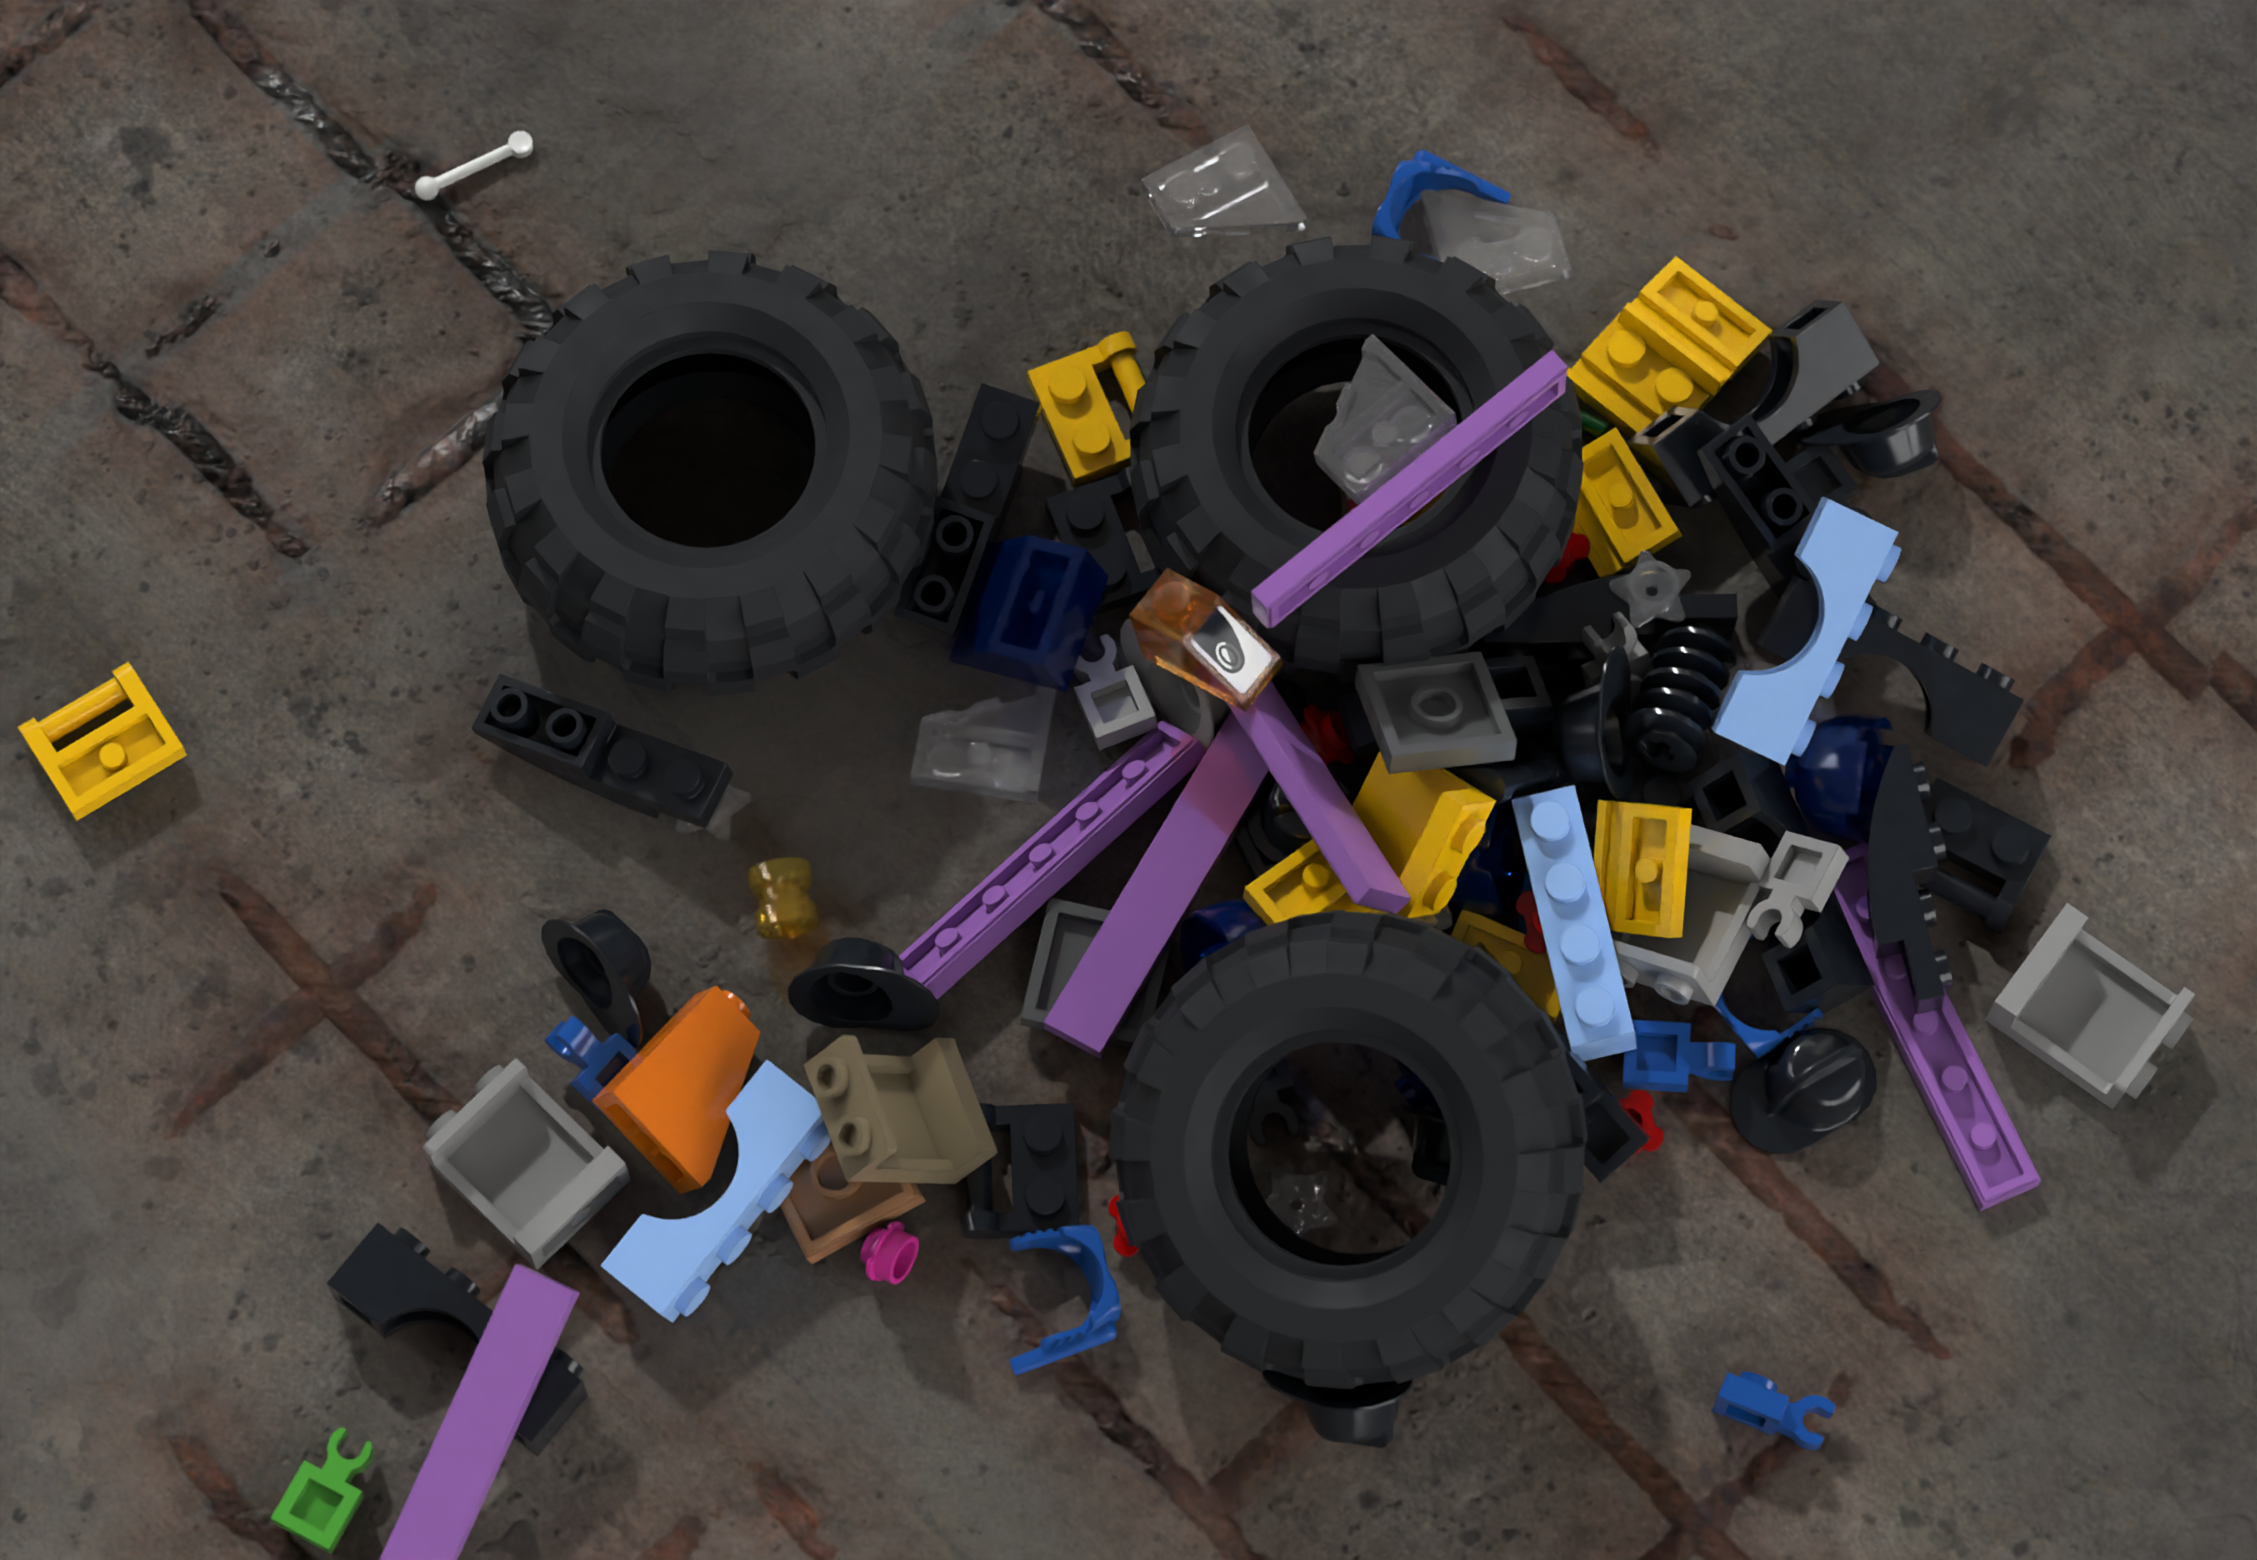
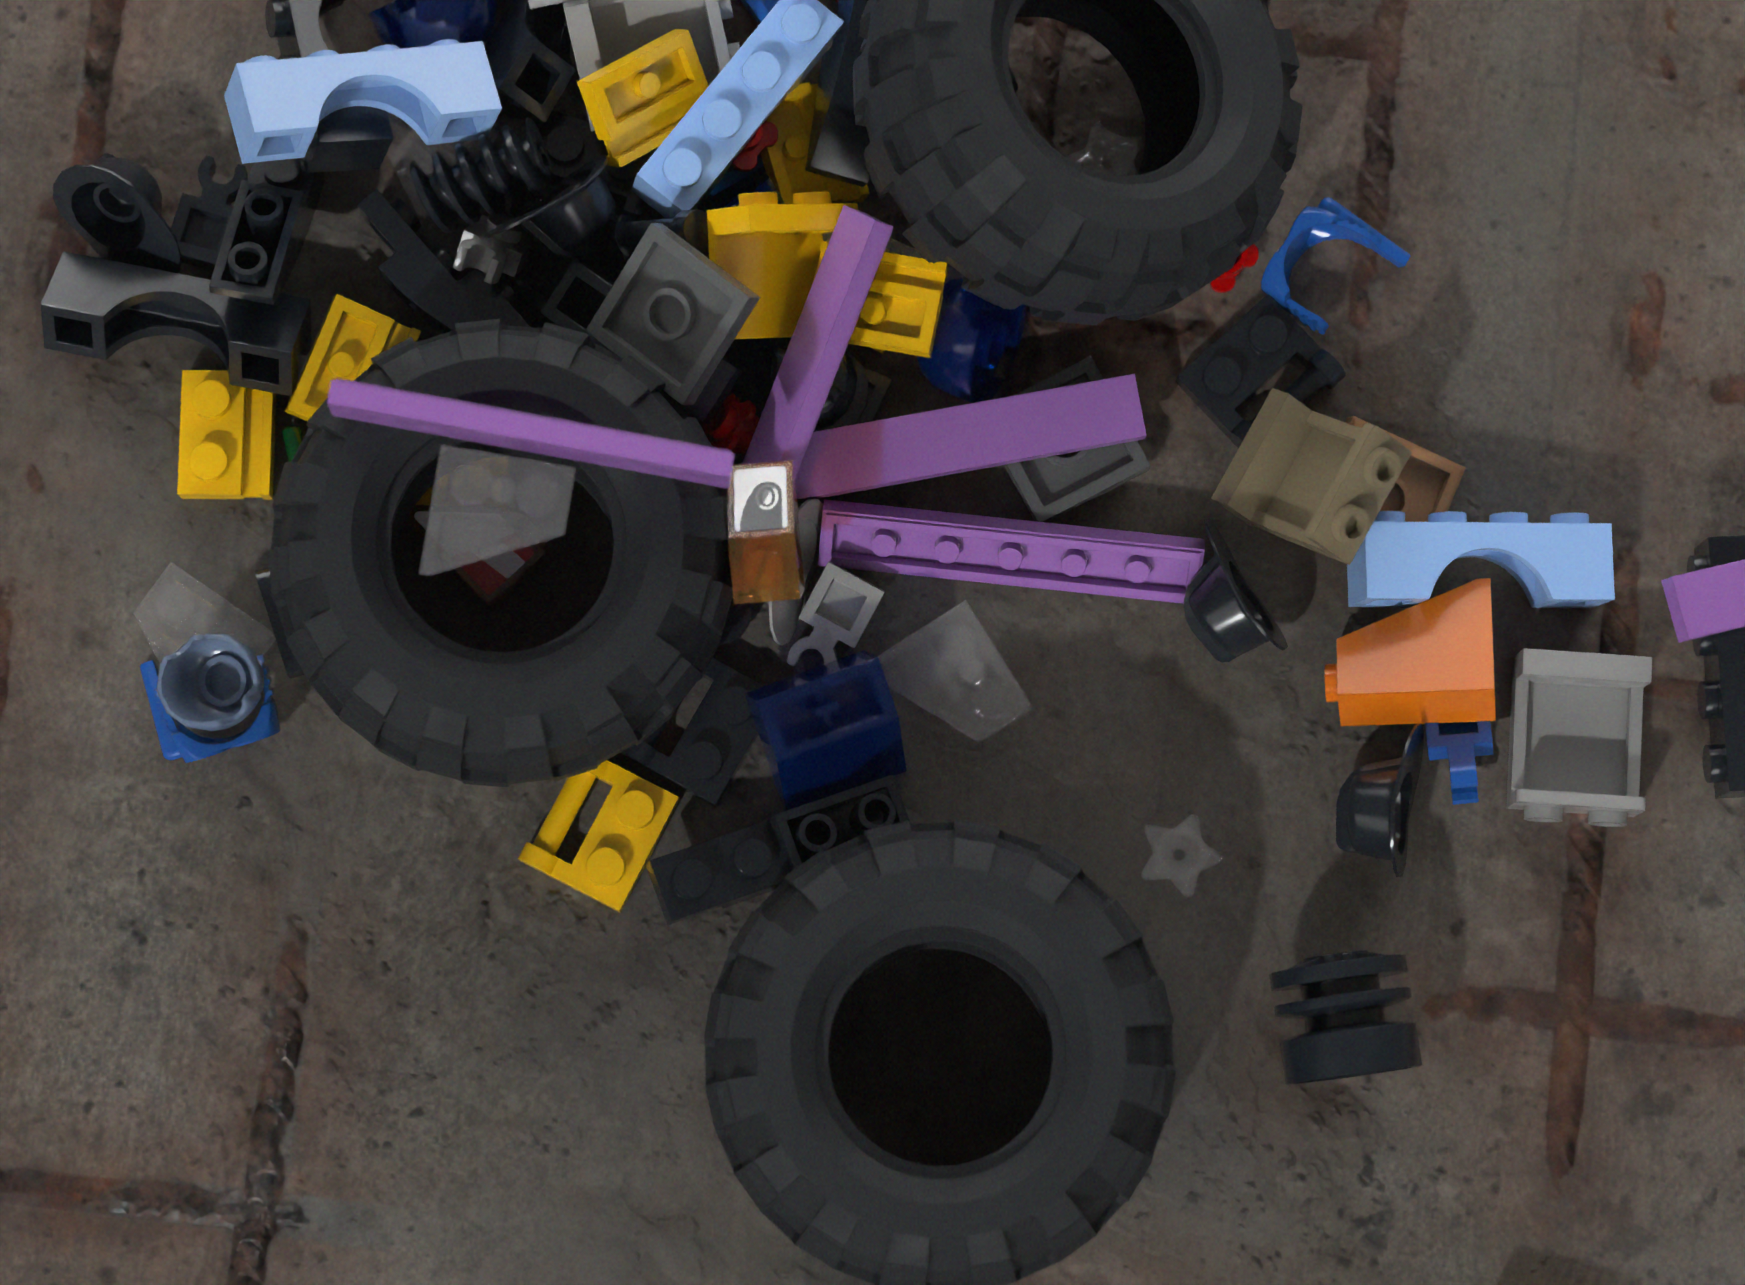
camera: 130 degrees left, 10 degrees up
(473, 792) = (1345, 1018): none -> black wheel
(599, 755) = (1218, 960): black slope -> none
(783, 903) = (1215, 717): clear yellow wheel -> none
(889, 1253) = (1406, 414): dark pink plate -> none
(1223, 190) = (327, 892): clear wing -> none
(1445, 207) = (210, 682): none -> sand blue hair
(1652, 574) = (410, 248): clear plate -> none
(1695, 325) = (143, 424): yellow plate -> none

